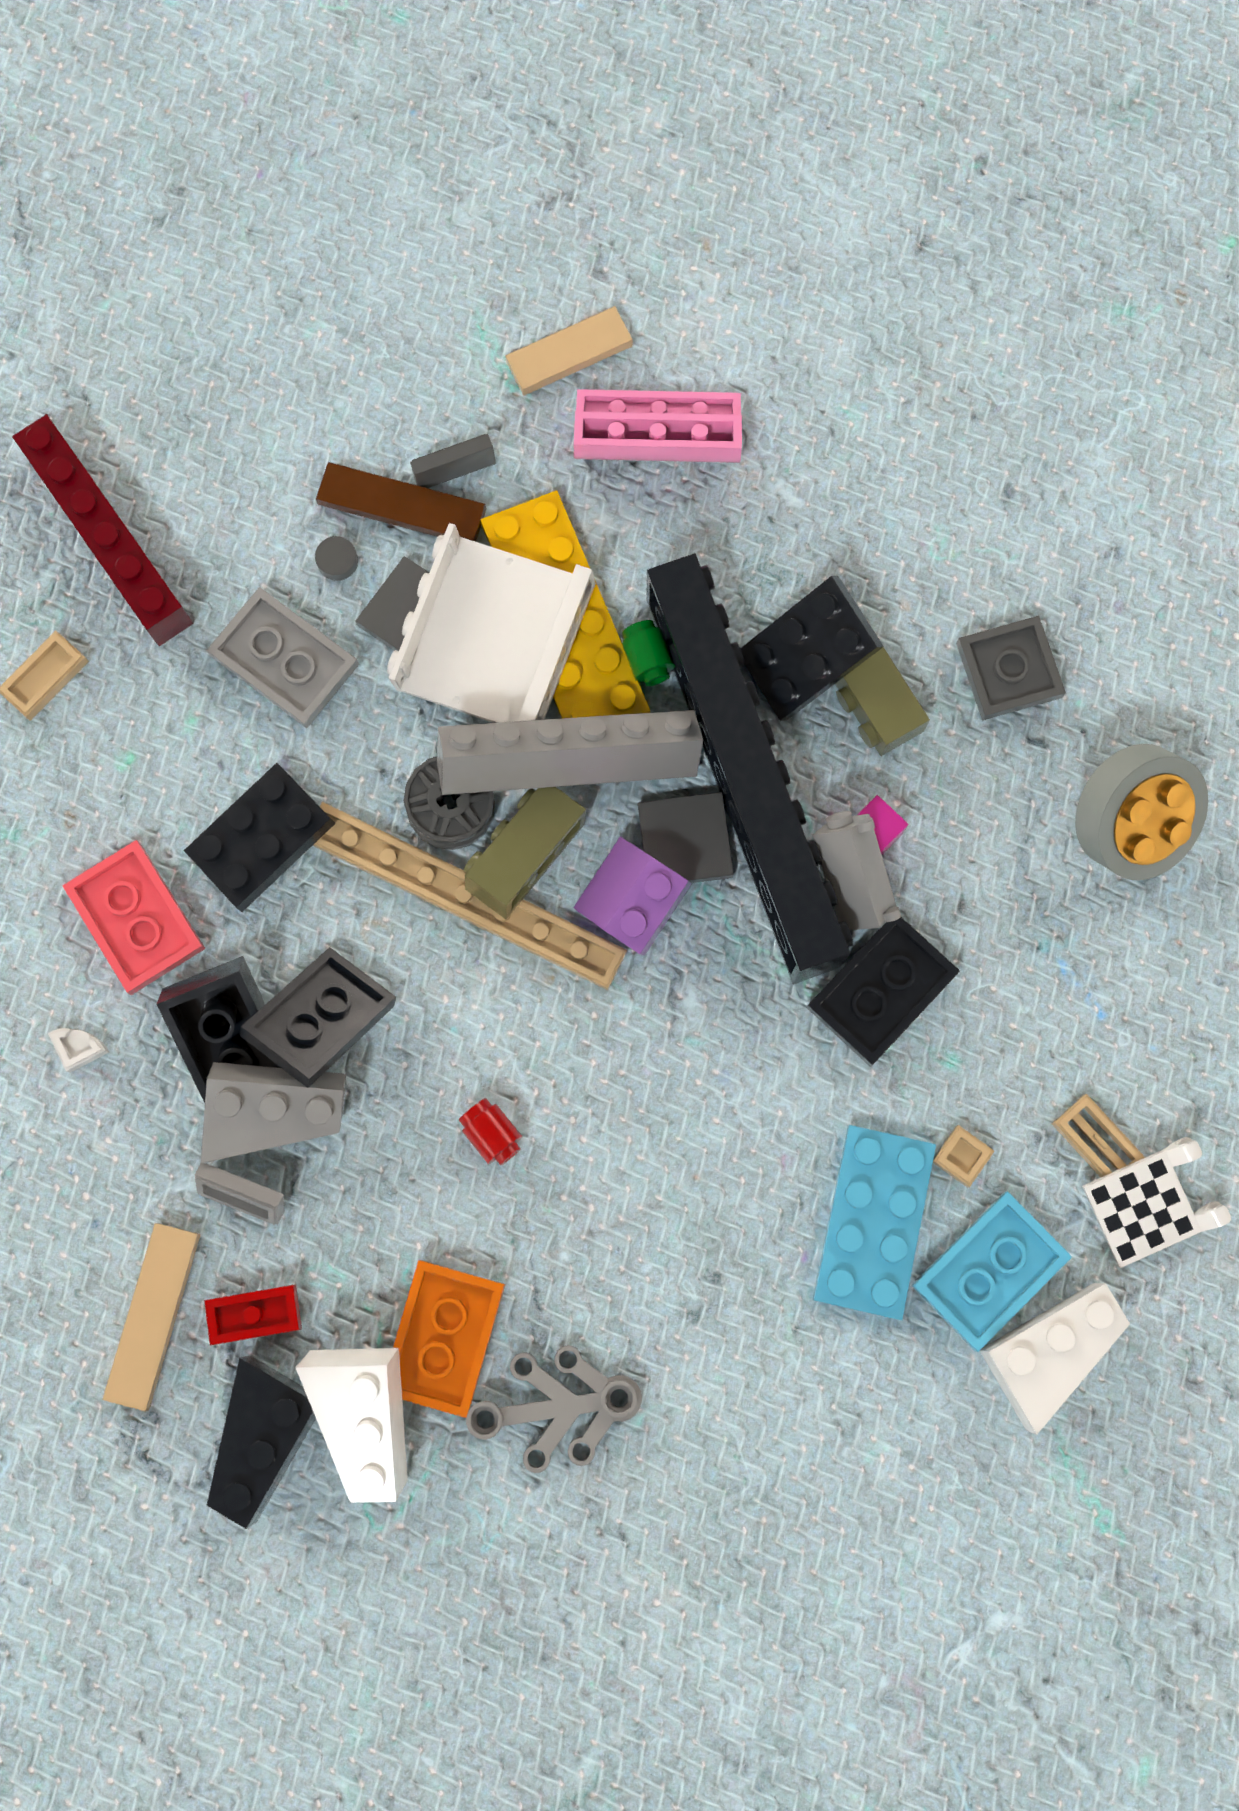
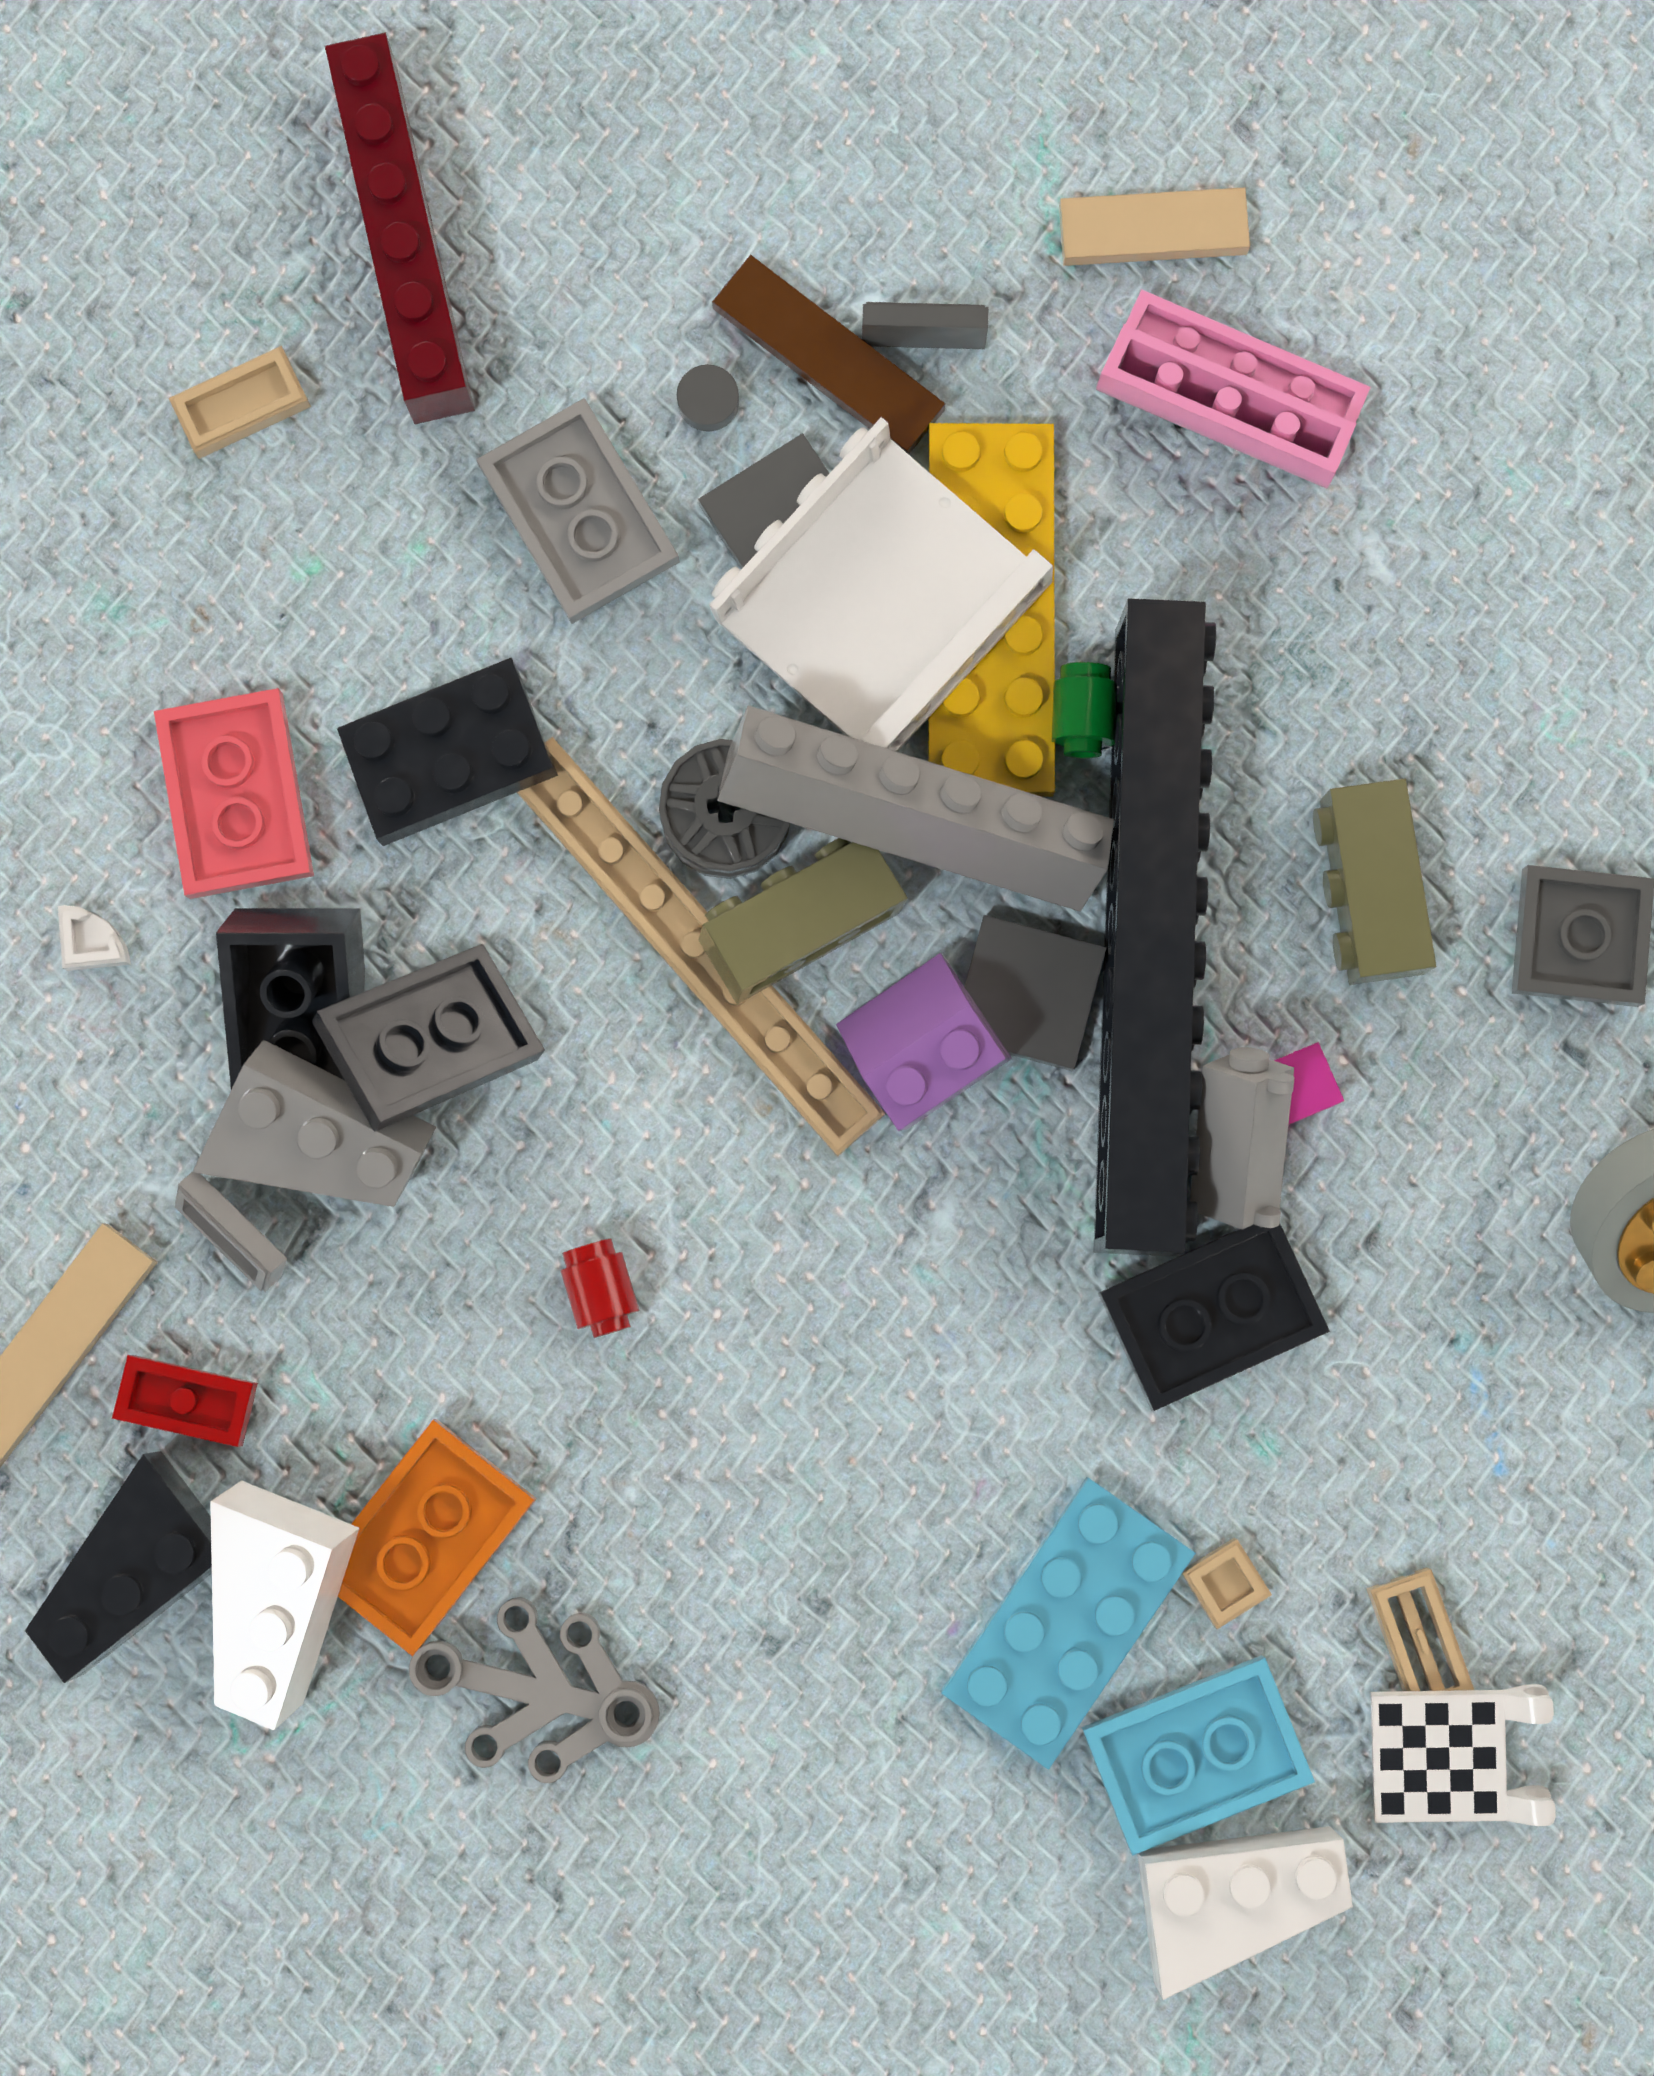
camera: 20 degrees right, 5 degrees up
(810, 648) = (1312, 797): black plate -> none

